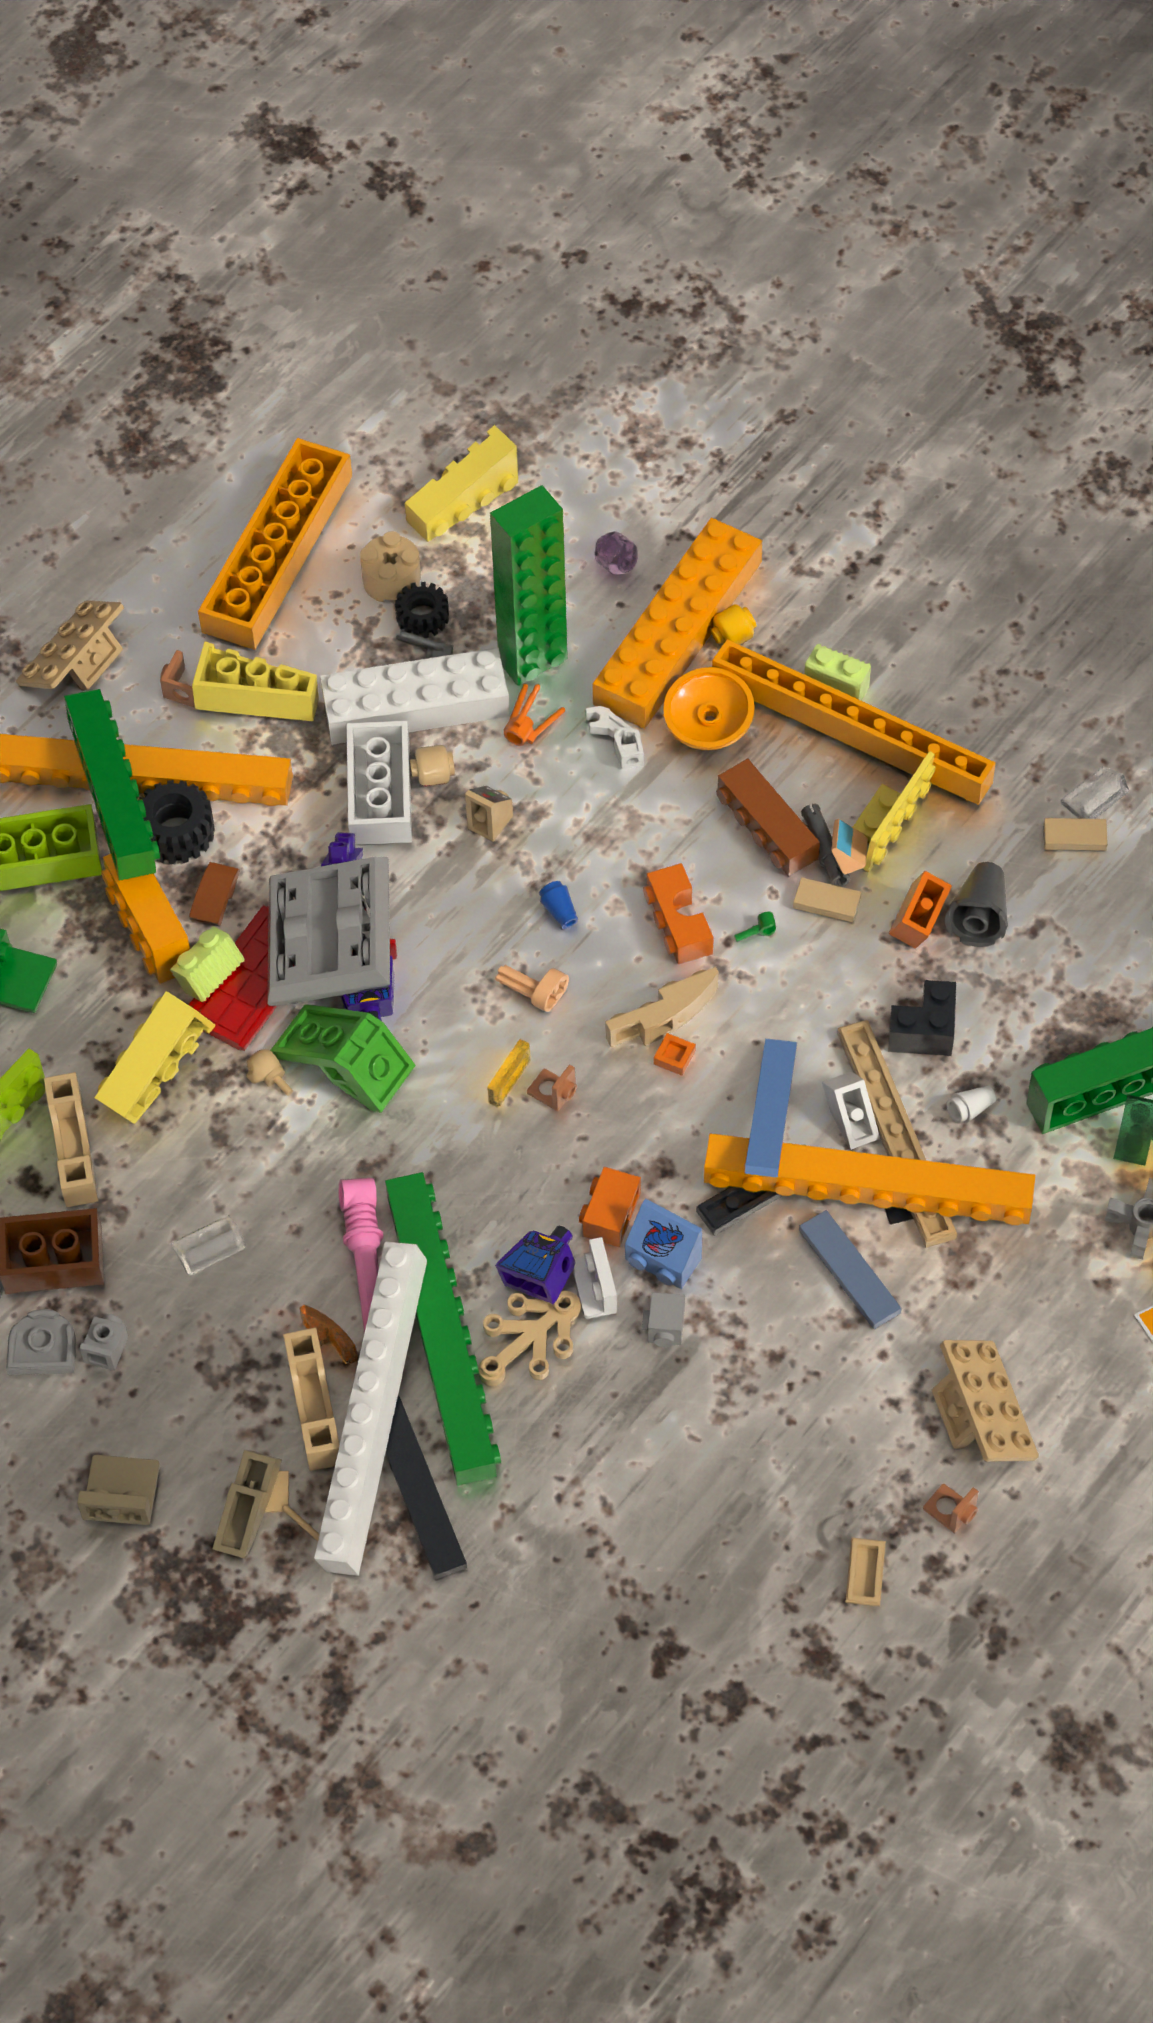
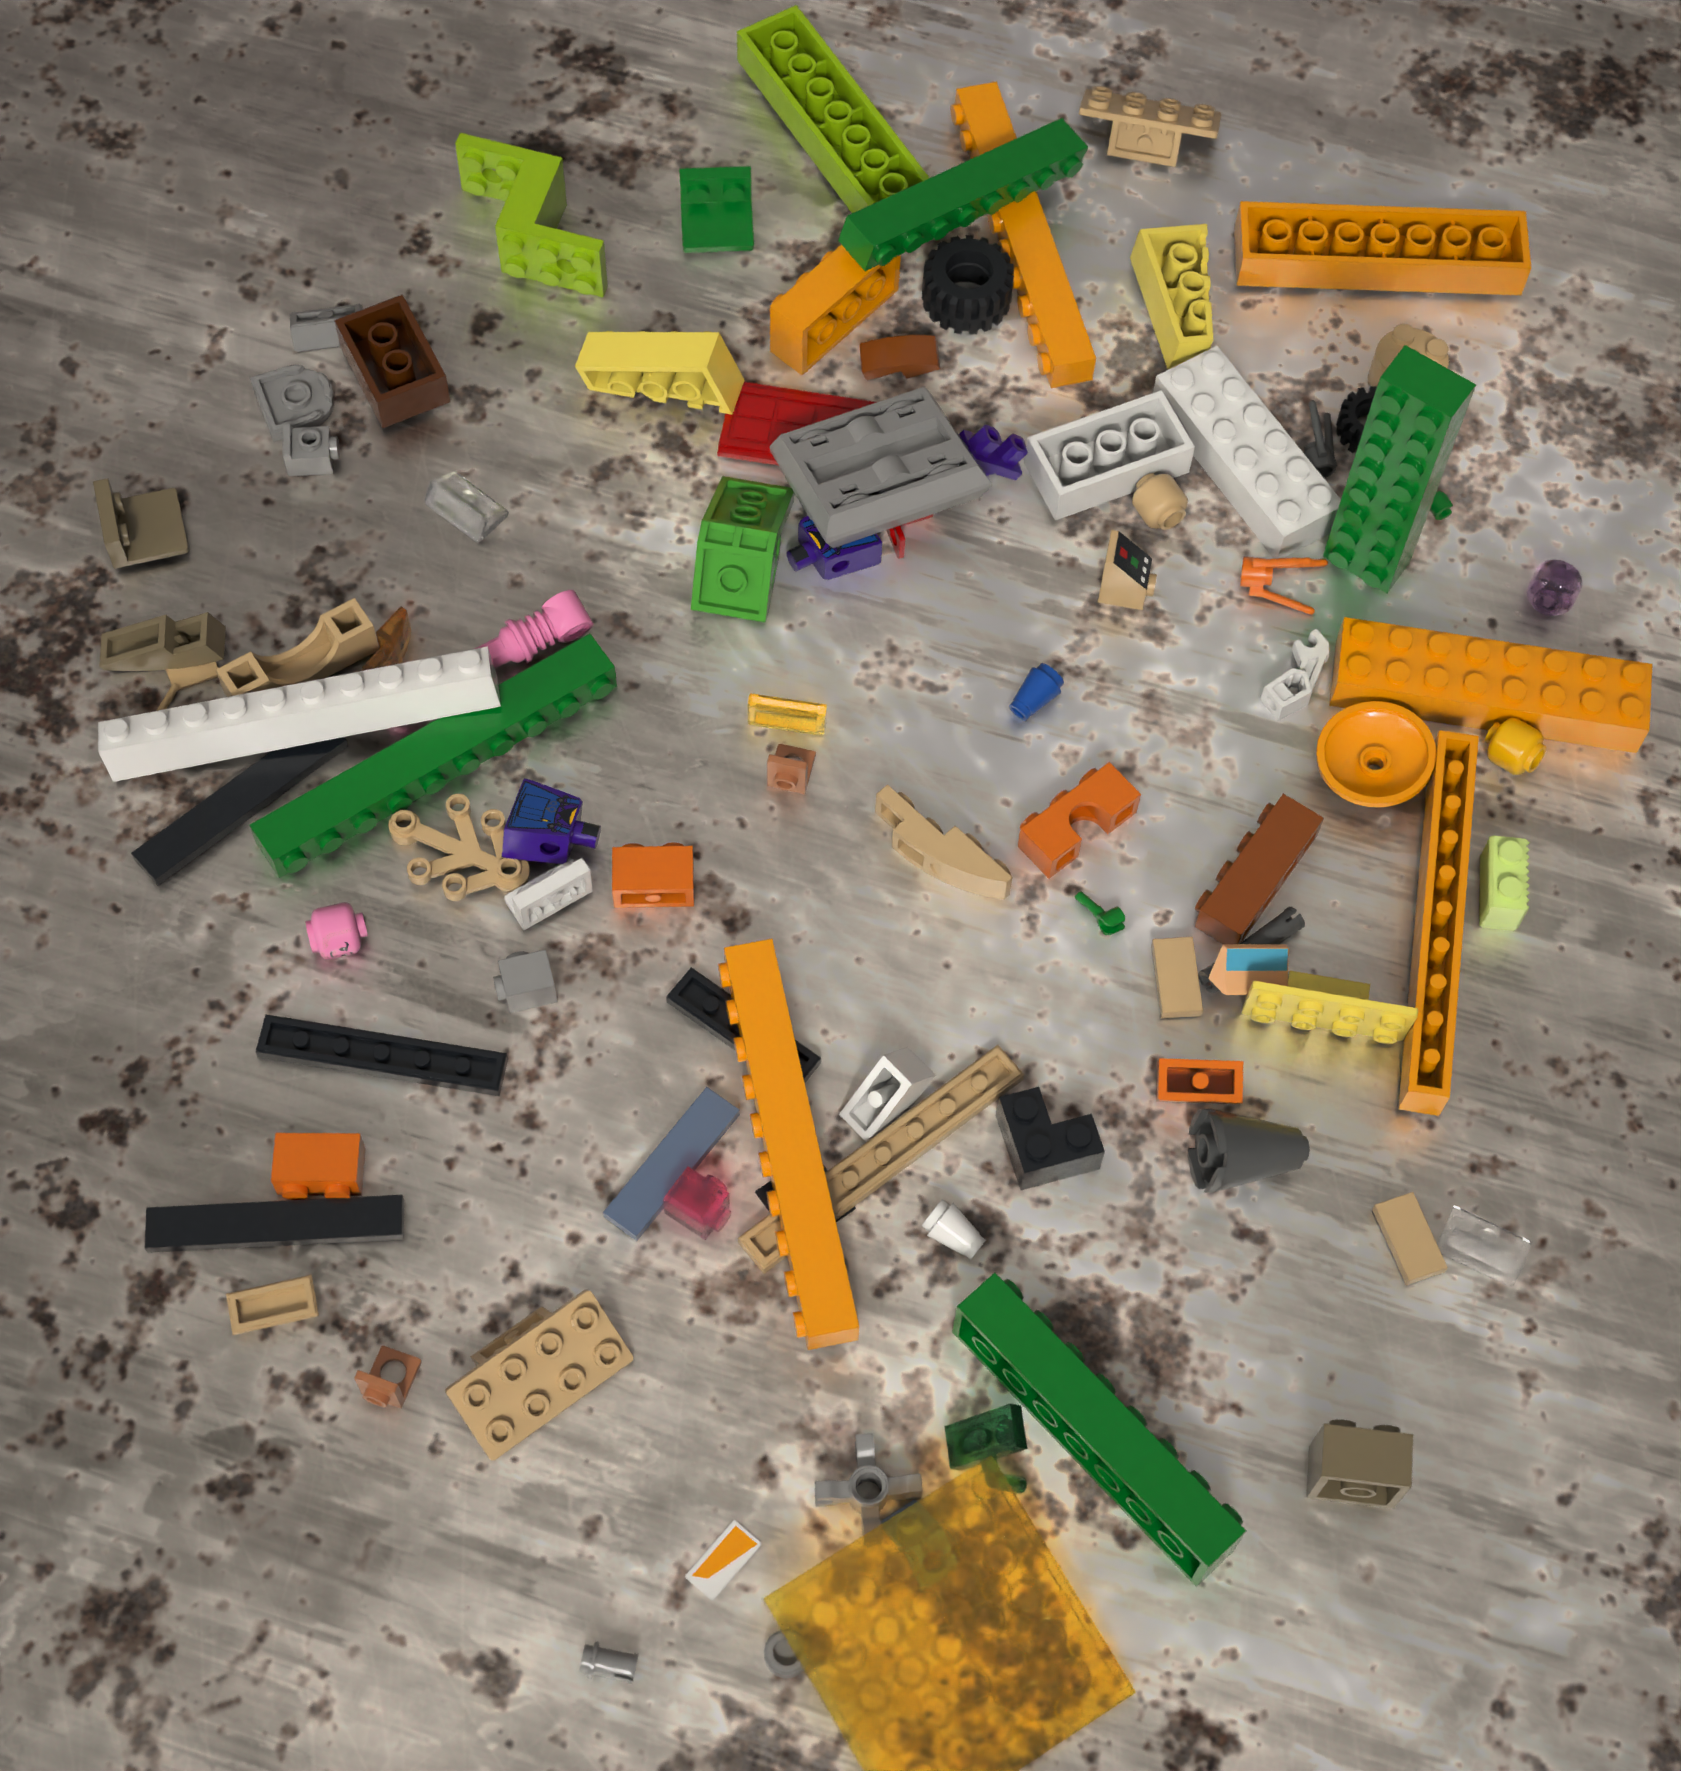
camera: 65 degrees right, 5 degrees up
(71, 1139) = (569, 315): tan arch -> none
(170, 679) = (1159, 216): nougat bracket -> none
(207, 963) = (796, 373): yellowish green brick -> none
(266, 1068) = (699, 482): tan piece -> none
(464, 486) = (1560, 401): light yellow wedge -> none
(543, 993) = (910, 715): light nougat piece -> none
(567, 1442) = (336, 930): none -> bright pink head
(664, 1244) = (614, 945): medium blue slope -> none
(674, 1054) = (889, 880): orange tile -> none
(683, 1443) = (382, 1055): none -> black tile
(765, 1506) = (318, 1165): none -> orange brick
(771, 1108) = (837, 996): medium blue tile -> none
(797, 1555) = (274, 1223): none -> black tile
(892, 1257) = (698, 1203): none -> clear pink brick

